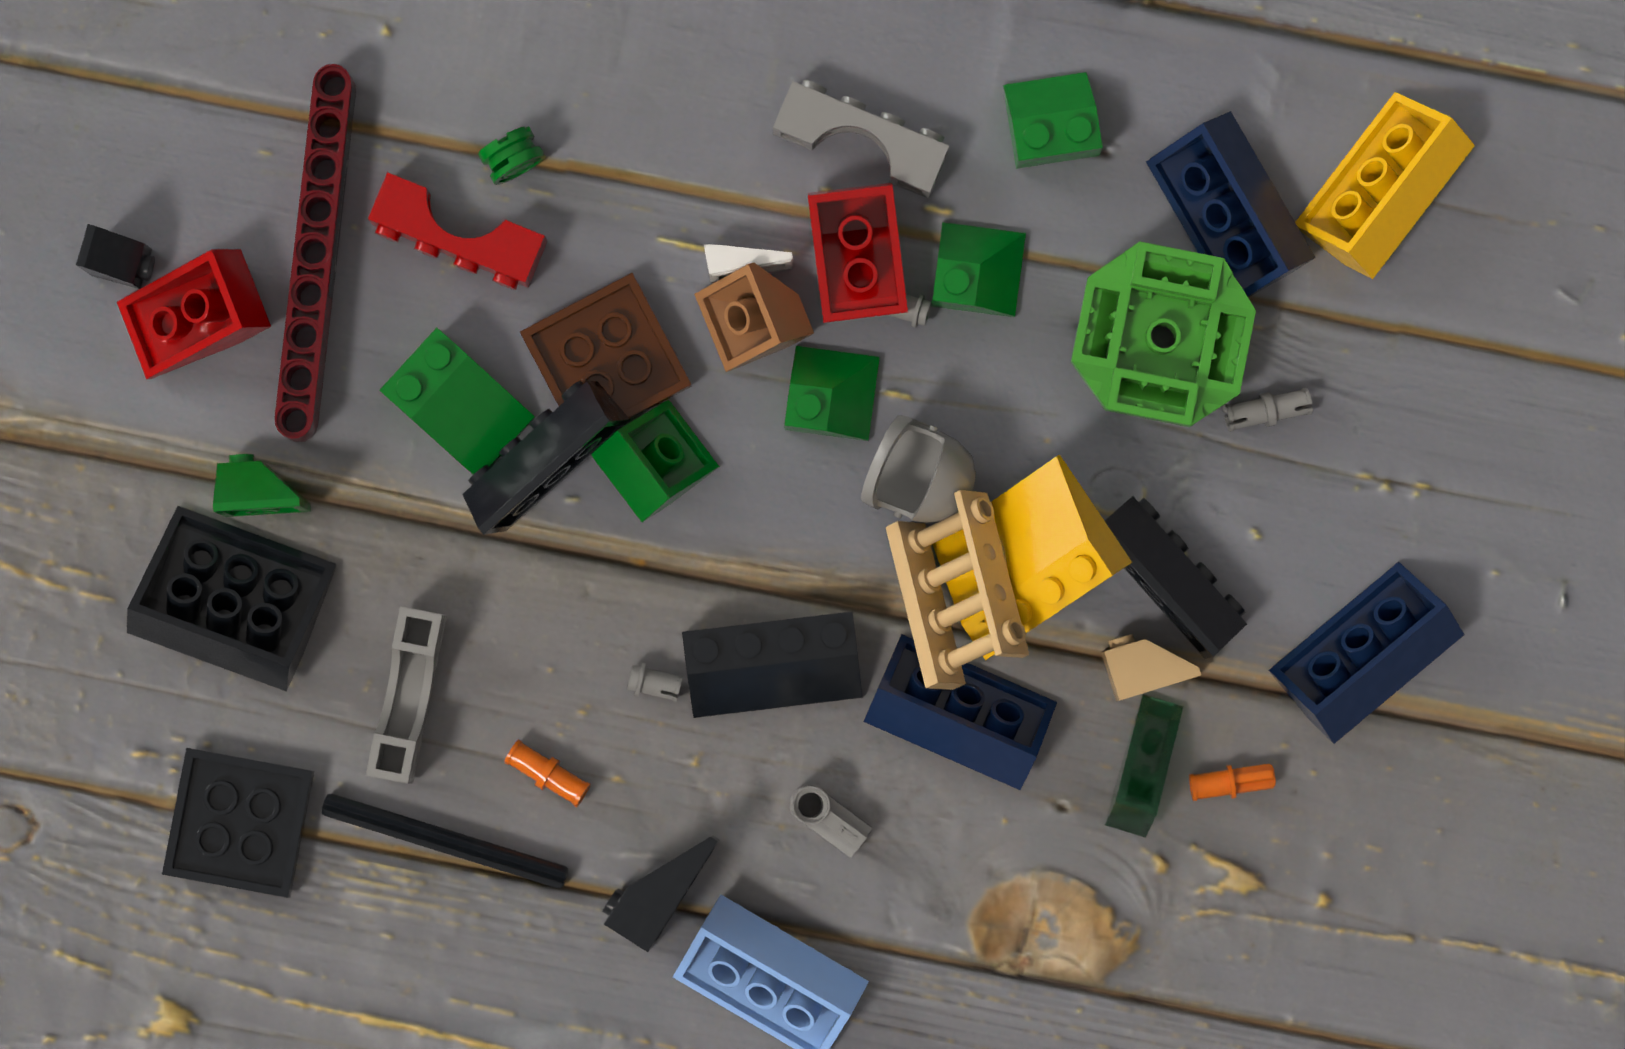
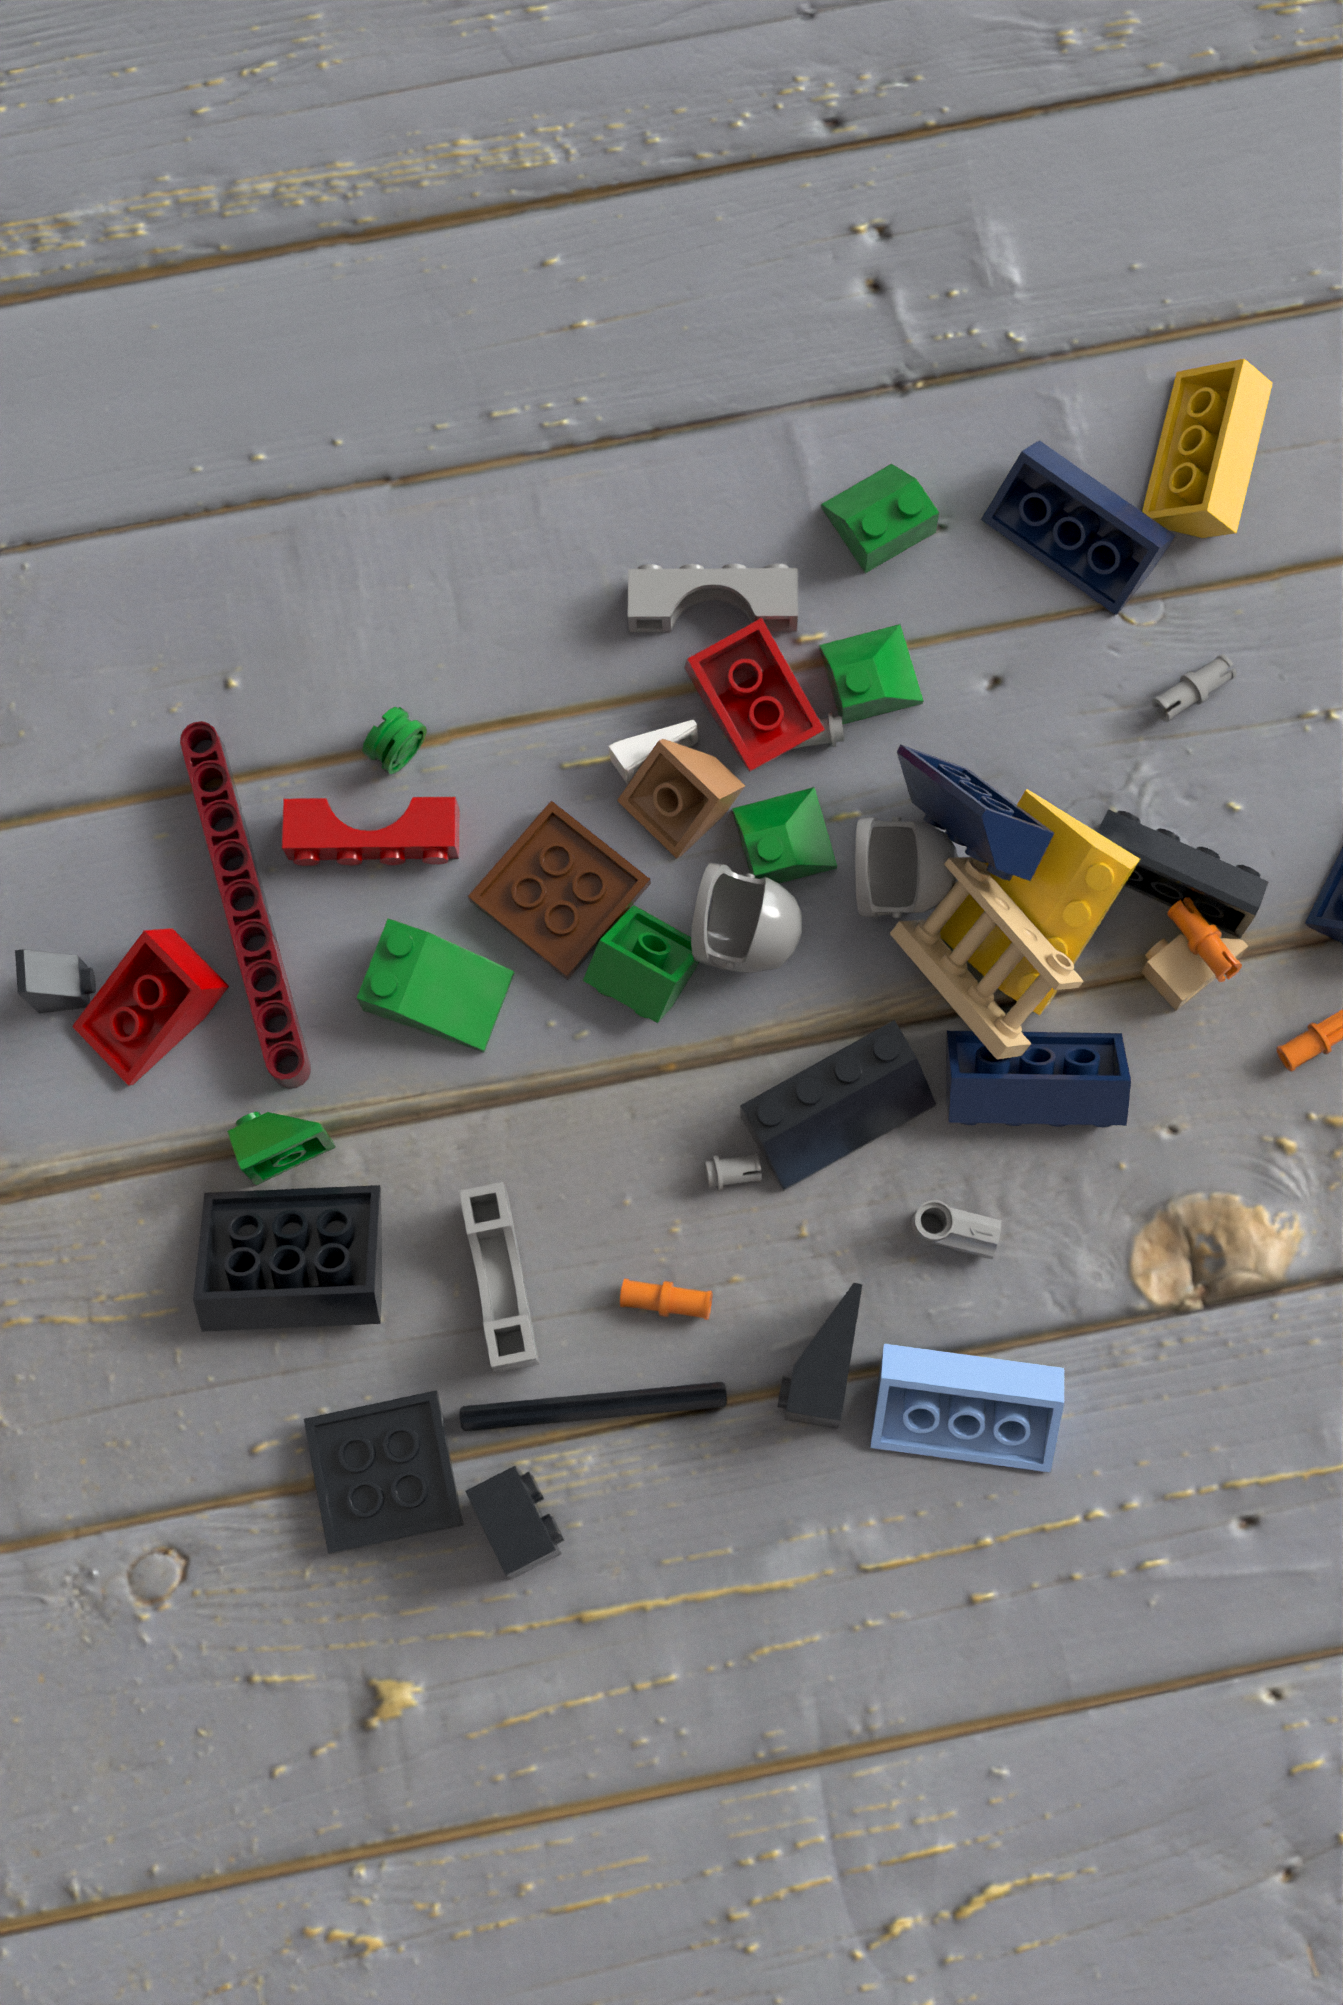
camera: 20 degrees left, 10 degrees down
(334, 917) = (515, 1522): none -> black brick
(543, 457) = (539, 998): black slope -> none
(760, 470) = (750, 922): none -> light grey piece
(1004, 456) = (975, 815): none -> dark blue slope
(1144, 766) = (1233, 1058): clear green slope -> none
(1161, 655) = (1204, 939): none -> orange pin
(1173, 290) = (1077, 613): bright green piece -> none

